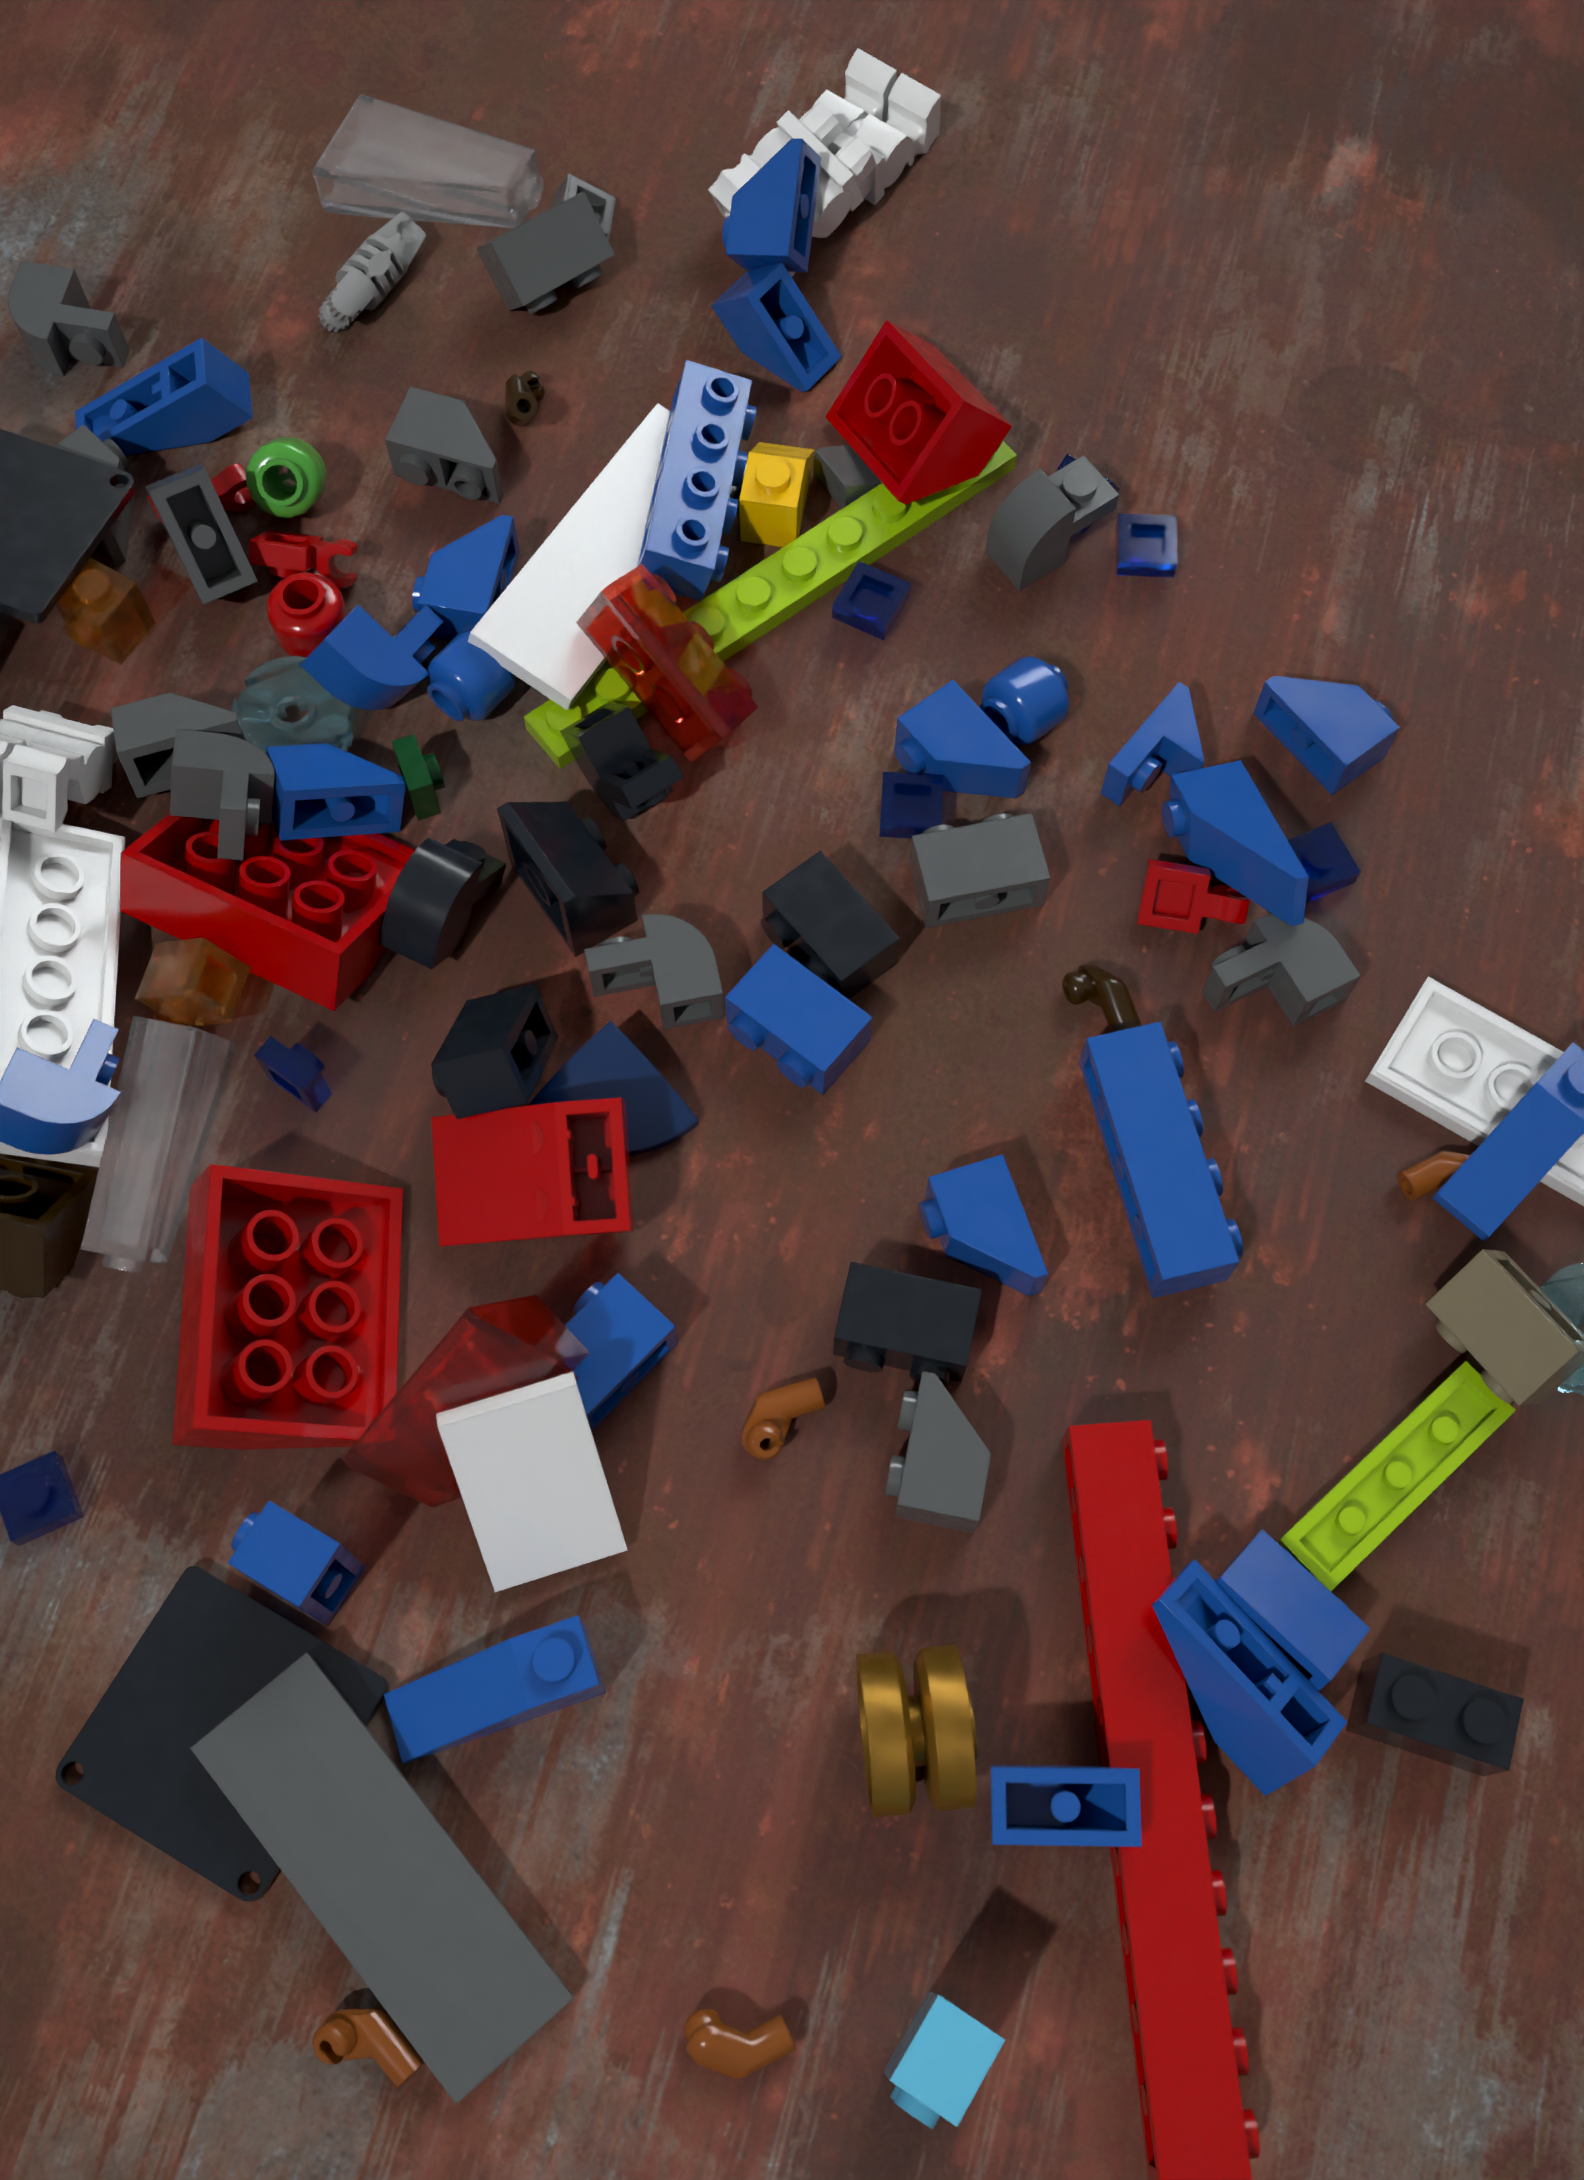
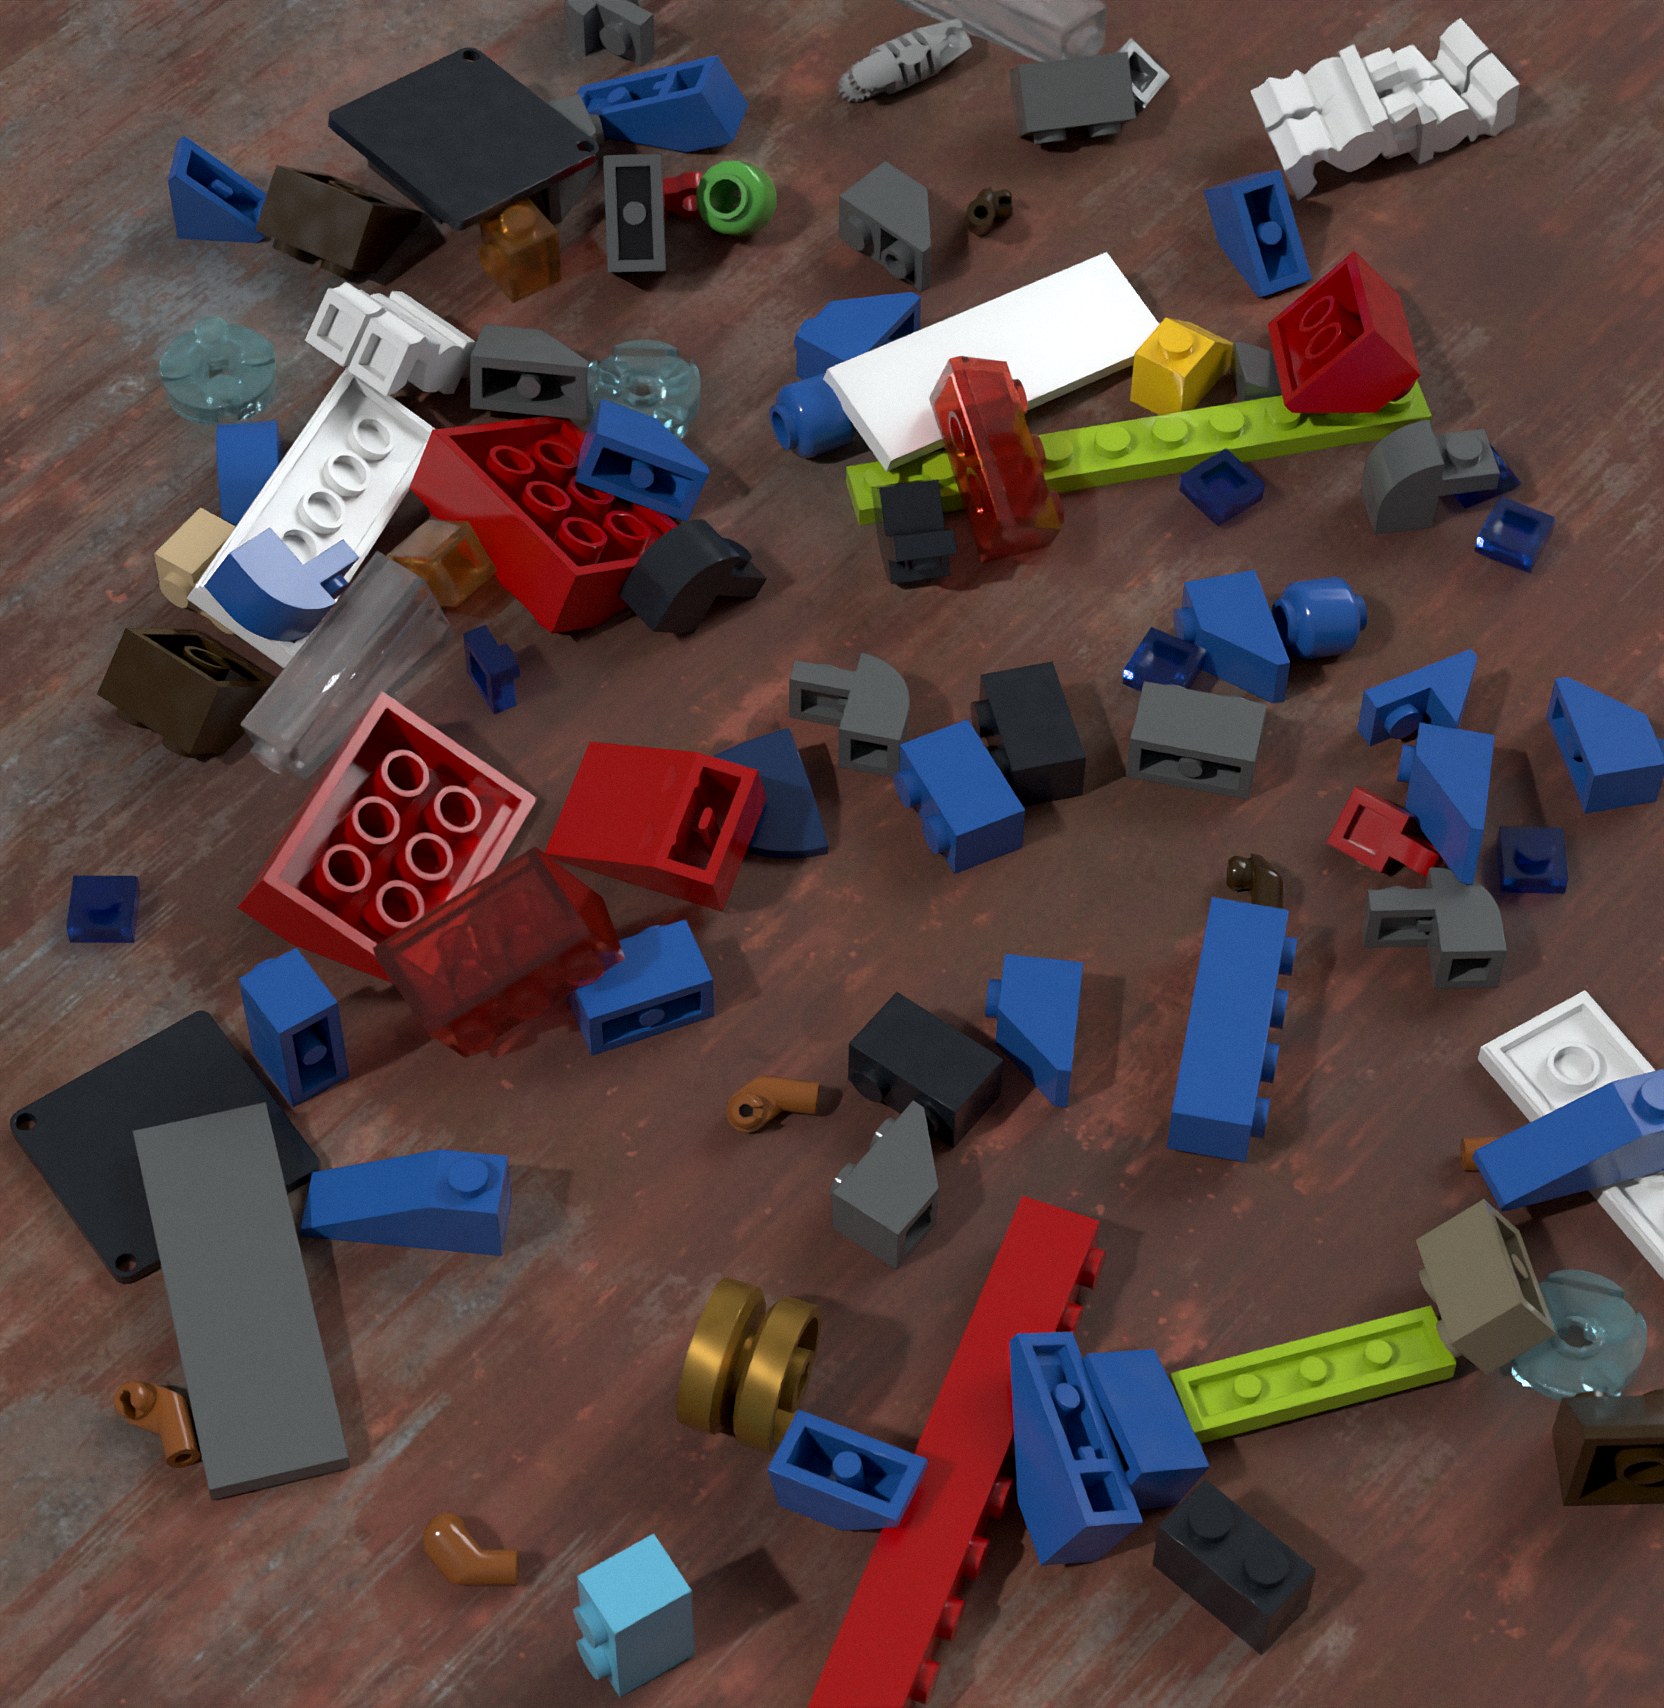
camera: 25 degrees right, 15 degrees down
(222, 781) = (547, 413): dark grey brick -> none
(296, 553) = (709, 263): red plate -> none
(304, 611) = (696, 315): red head -> none
(368, 665) = (727, 372): blue brick -> none
(420, 775) = (726, 478): dark green plate -> none
(494, 1052) = (671, 706): black brick -> none
(532, 1481) = (523, 1042): white tile -> none
(568, 871) = (817, 594): black slope -> none
(695, 479) = (1103, 322): brick -> none
(775, 211) = (1296, 124): blue slope -> none

